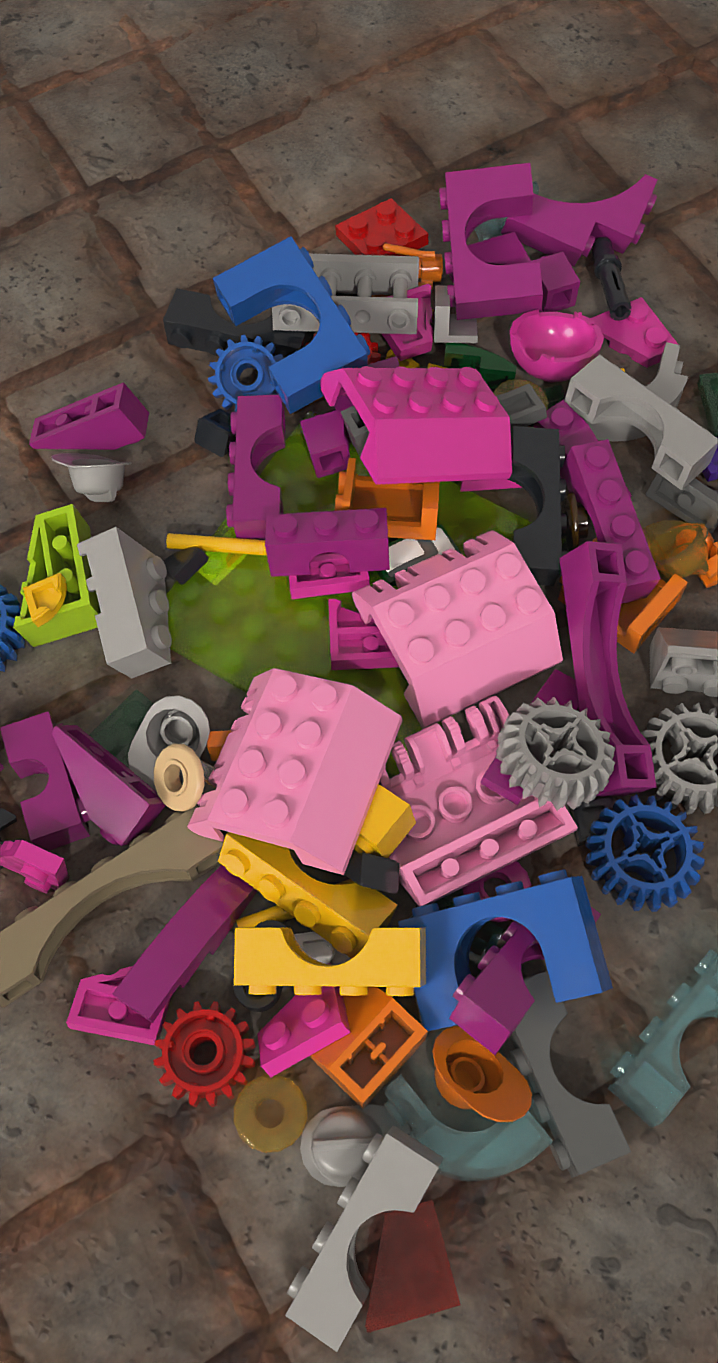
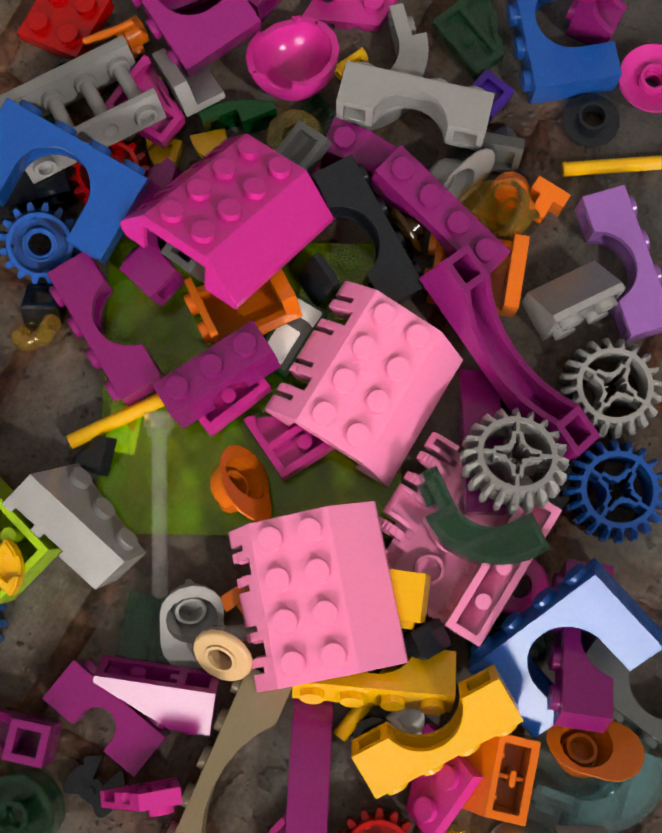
camera: 30 degrees left, 15 degrees up
(203, 451) = (41, 336): none -> clear yellow arm
(252, 565) = (159, 428): none -> clear piece
(291, 642) = (241, 484): none -> orange piece
(468, 521) = (318, 280): none -> black slope
(483, 811) = (474, 542): none -> clear green arch
(660, 502) = (461, 175): none -> light grey piece

